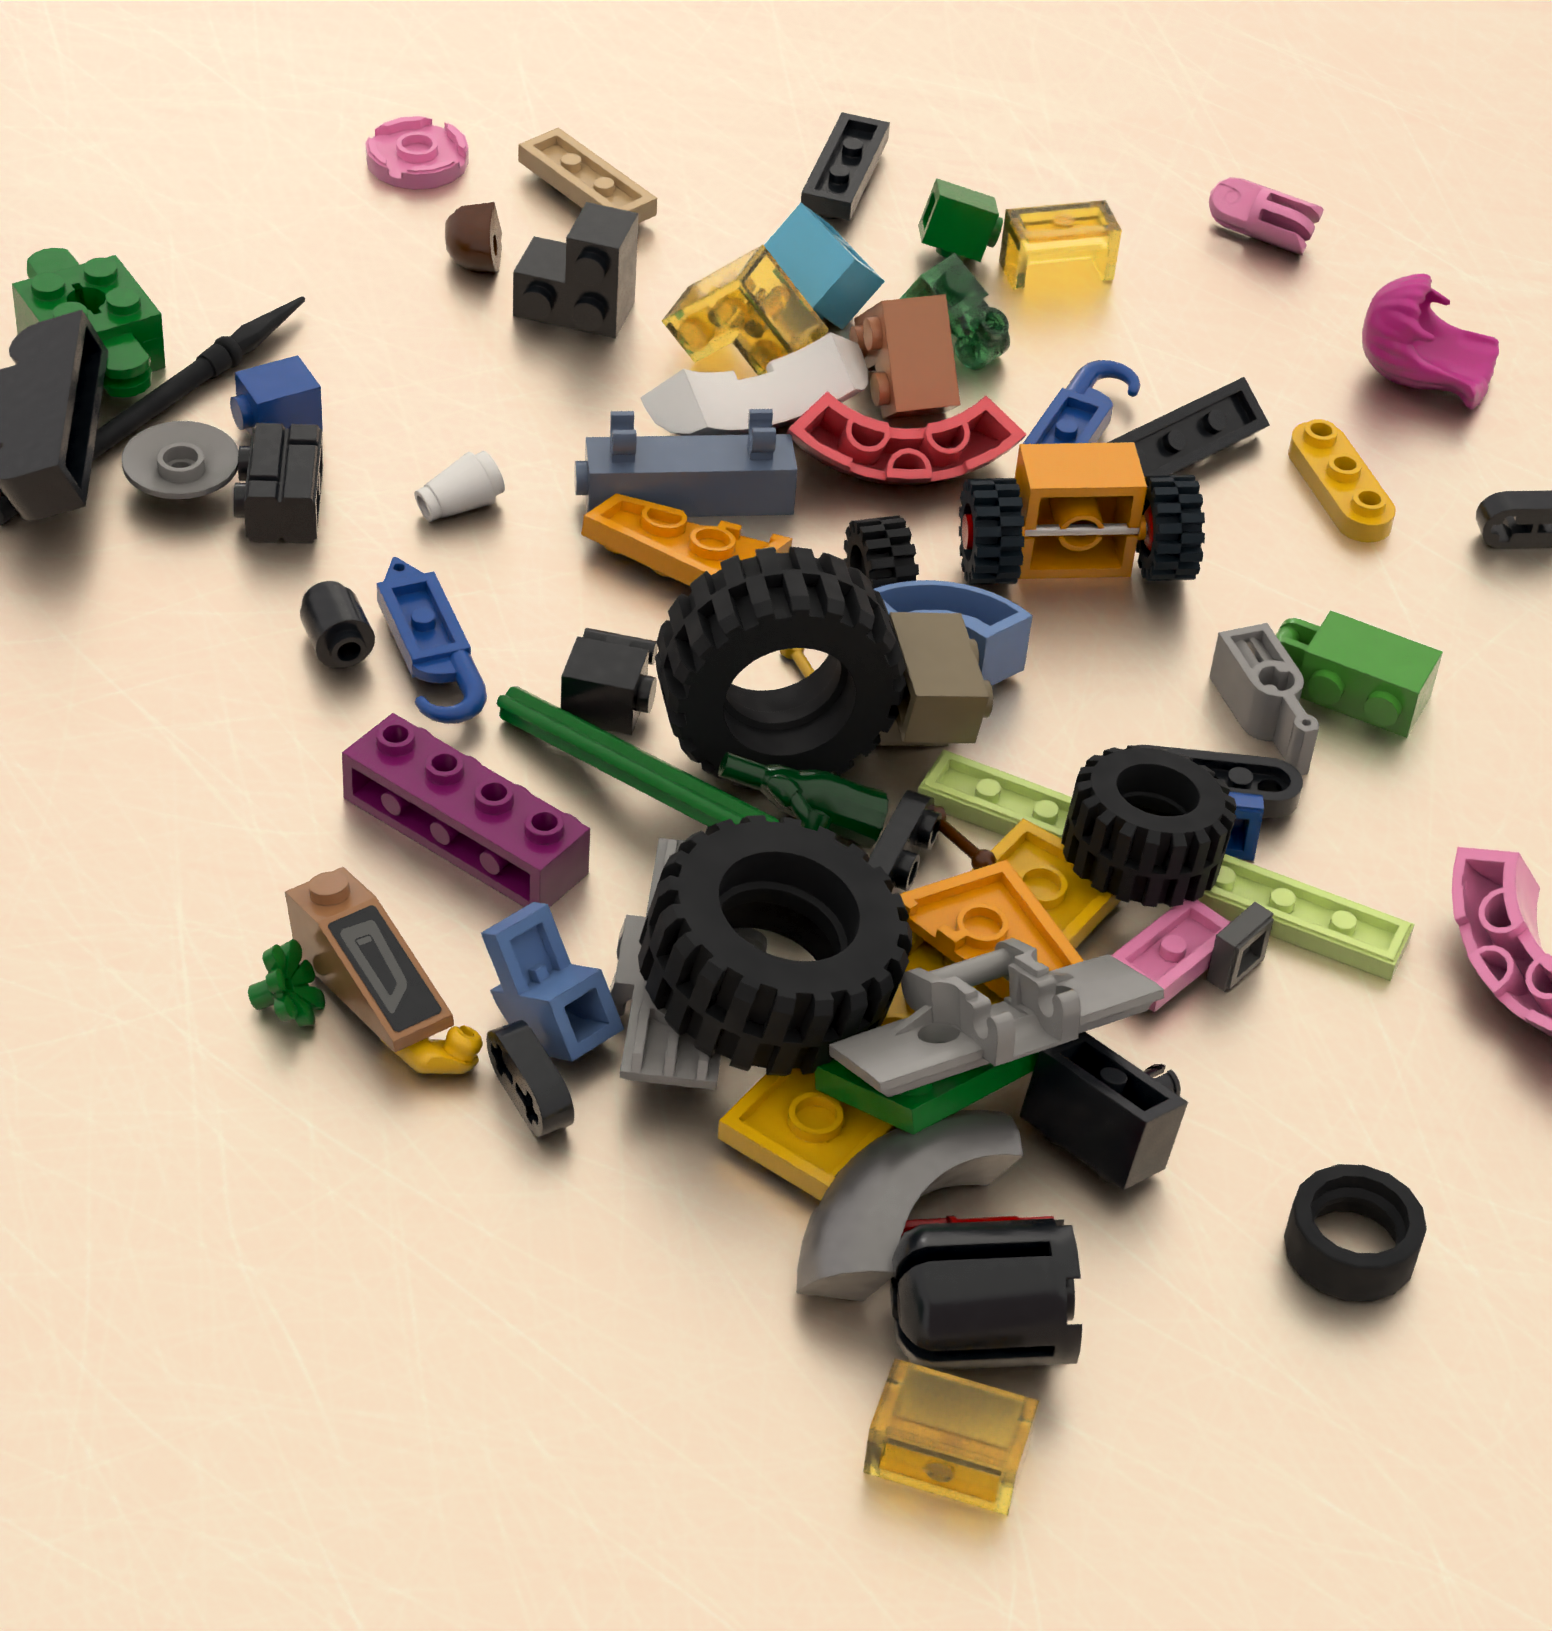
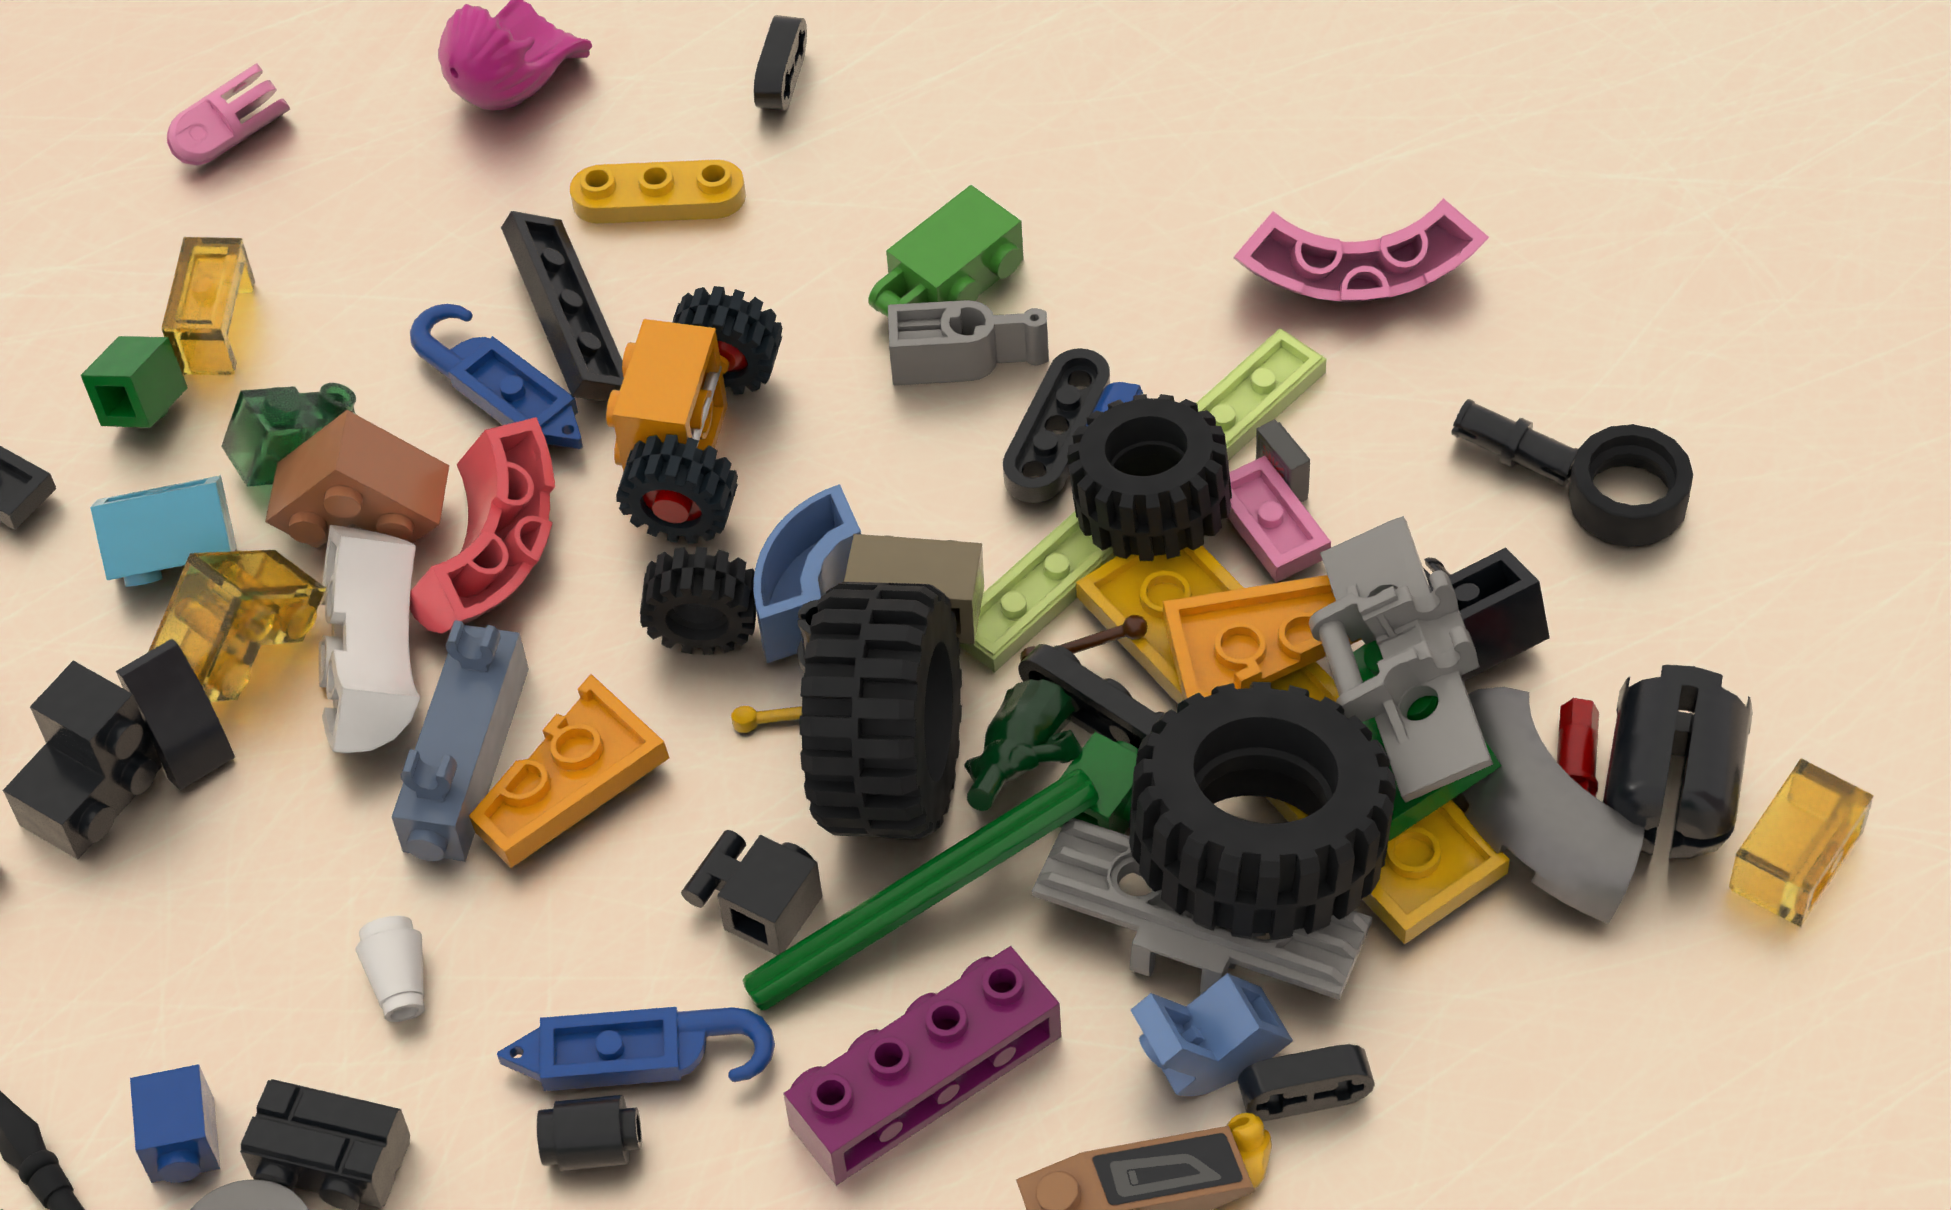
camera: 65 degrees left, 10 degrees up
(637, 301) = (176, 714): none -> black slope
(1365, 1124) = (1515, 442): none -> black pin

